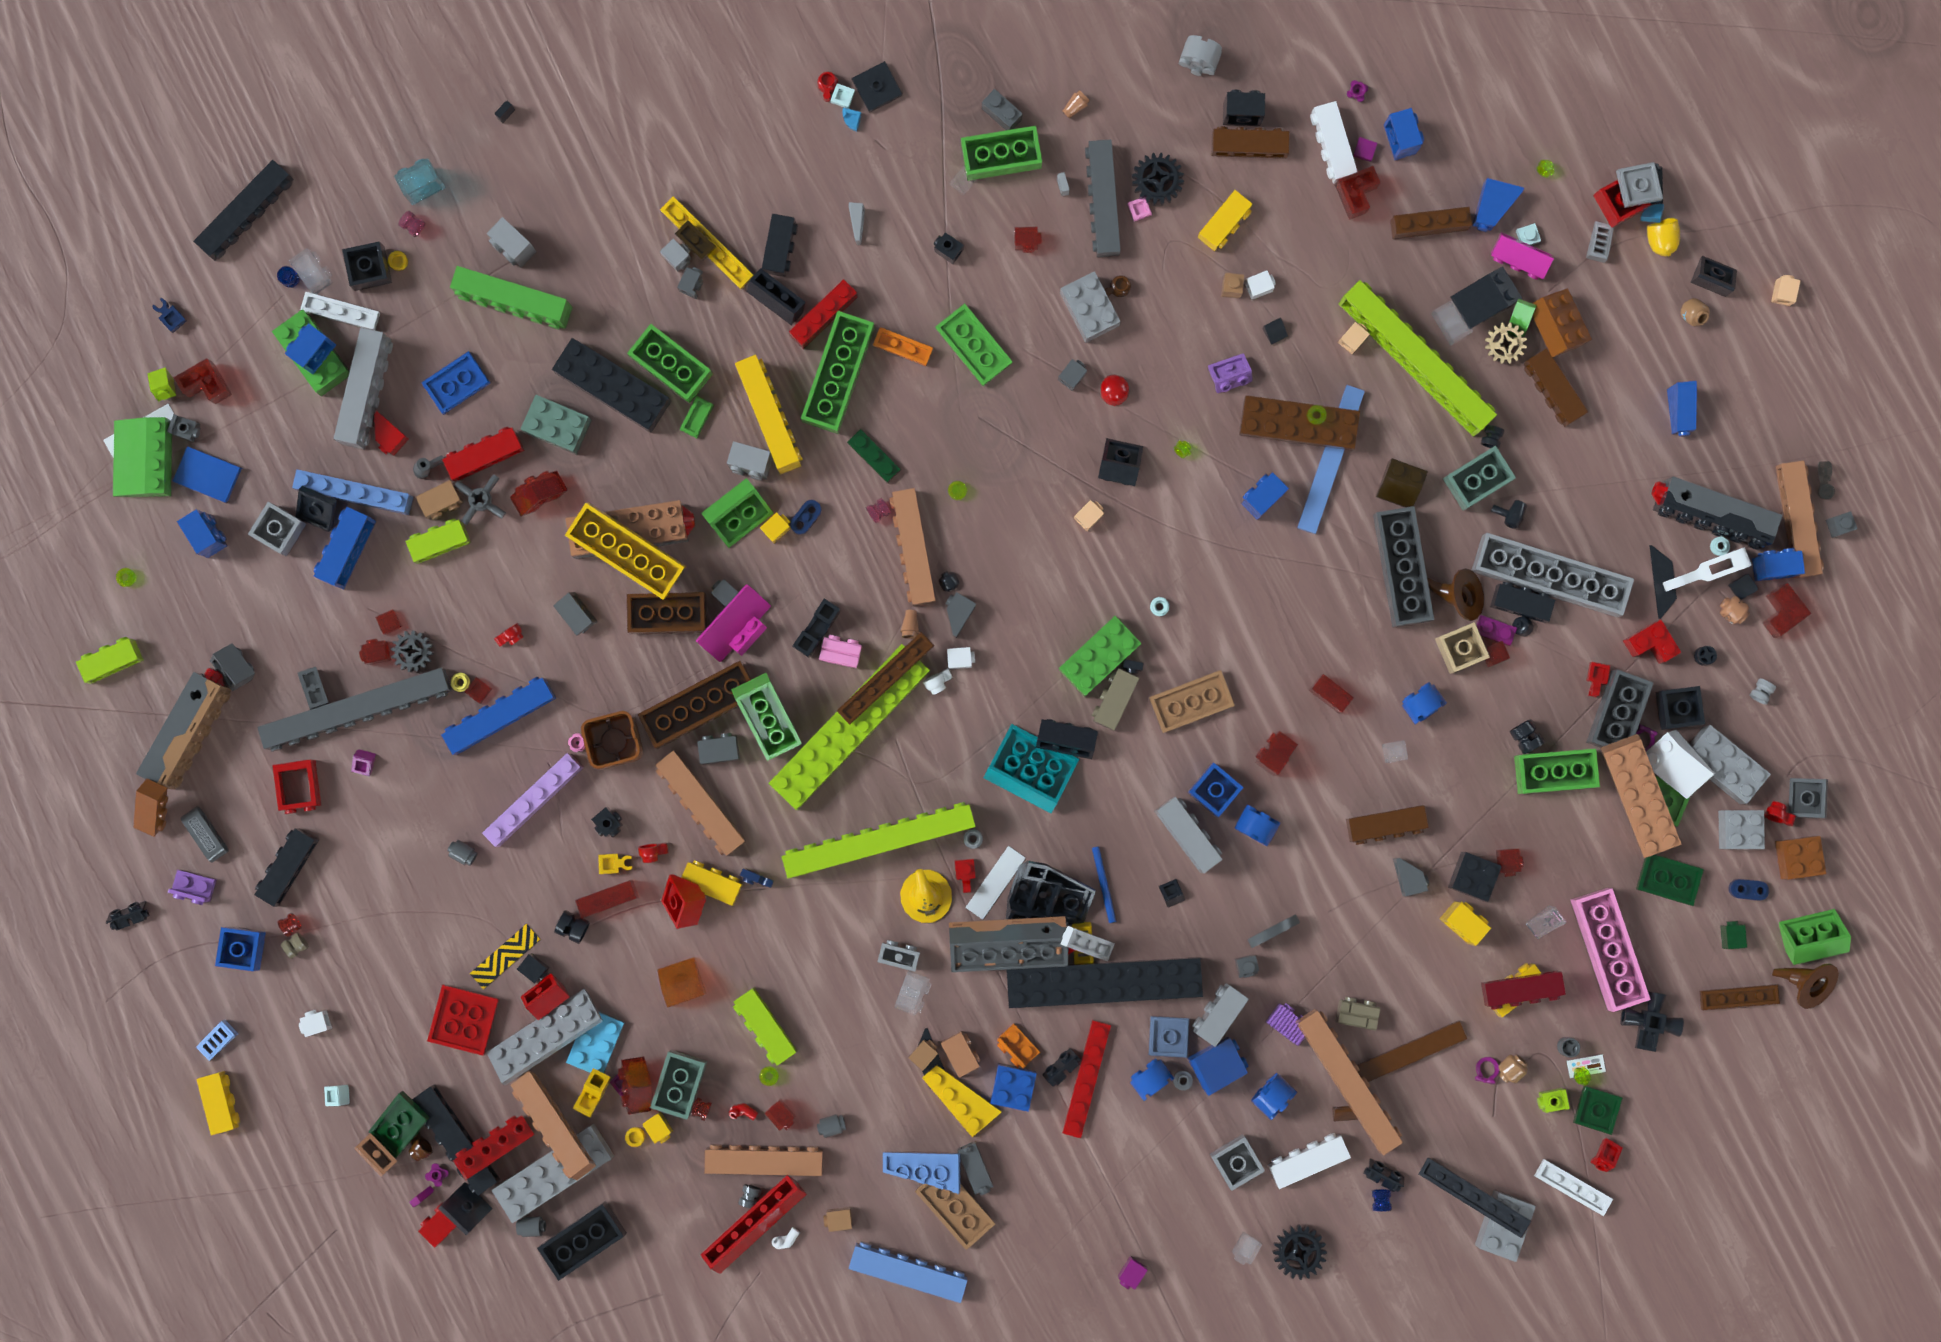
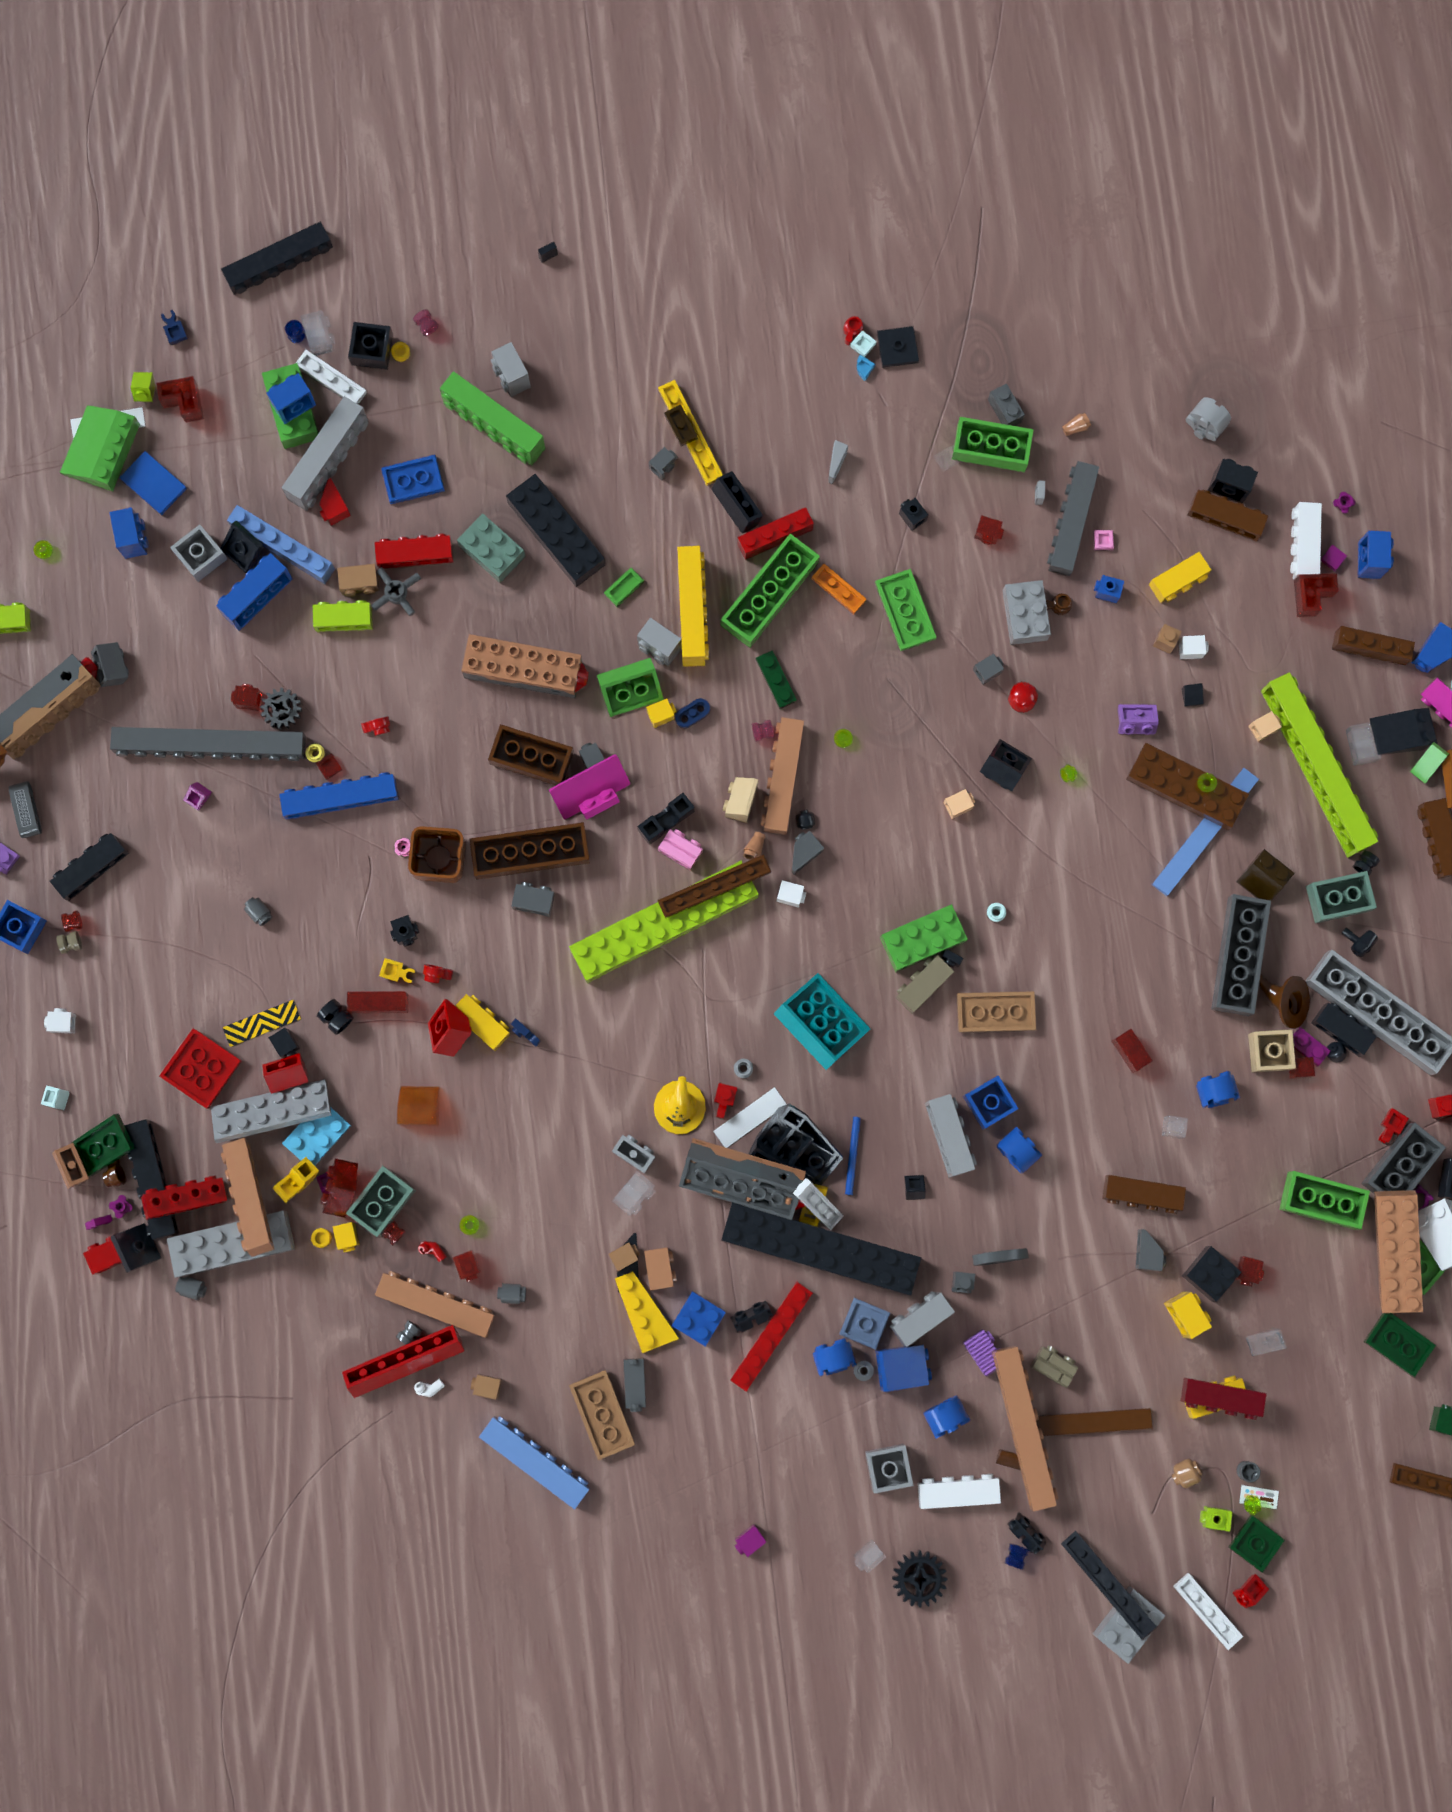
camera: 15 degrees right, 5 degrees down
(176, 426) = (141, 430): dark grey brick -> none
(311, 768) = (131, 817): red window -> none
(313, 688) = (176, 709): dark grey hinge -> none
(388, 622) = (269, 674): clear red tile -> none
(419, 181) = (447, 286): clear light blue brick -> none
(423, 466) = (355, 543): dark grey piece -> none
(532, 800) = (342, 885): lavender brick -> none
(538, 491) = (451, 602): clear red brick -> none
(575, 613) = (445, 726): dark grey hinge -> none
(582, 1240) = (234, 1318): black brick -> none
(625, 550) = (513, 681): yellow brick -> none
(670, 363) = (617, 528): bright green brick -> none
(676, 255) = (658, 433): light grey brick -> none
(700, 802) = (498, 944): nougat brick -> none
(765, 1026) = (482, 1175): lime brick -> none
(766, 716) = (589, 882): bright green brick -> none
(779, 245) = (757, 457): black brick -> none
(878, 841) = (654, 1038): lime brick -> none
(881, 584) = (741, 798): none -> tan slope
(926, 1168) = (593, 1369): medium blue wing -> none
(936, 682) = (761, 909): white piece -> none
(1017, 1046) = (717, 1281): orange bracket -> none
(1066, 738) = (865, 1004): black brick -> none
(1150, 180) = (1137, 518): black gear -> none
(1160, 256) = (1108, 588): none -> blue brick
(1259, 500) = (1131, 842): blue brick -> none
(1276, 753) = (1060, 1089): clear red brick -> none
(1479, 1077) = (1152, 1470): magenta piece -> none
(1514, 341) = (1417, 781): tan gear -> none
(1520, 734) = (1306, 1157): black wheel -> none
(1610, 949) = (1320, 1391): bright pink brick -> none
(1651, 1022) = (1337, 1476): black brick -> none

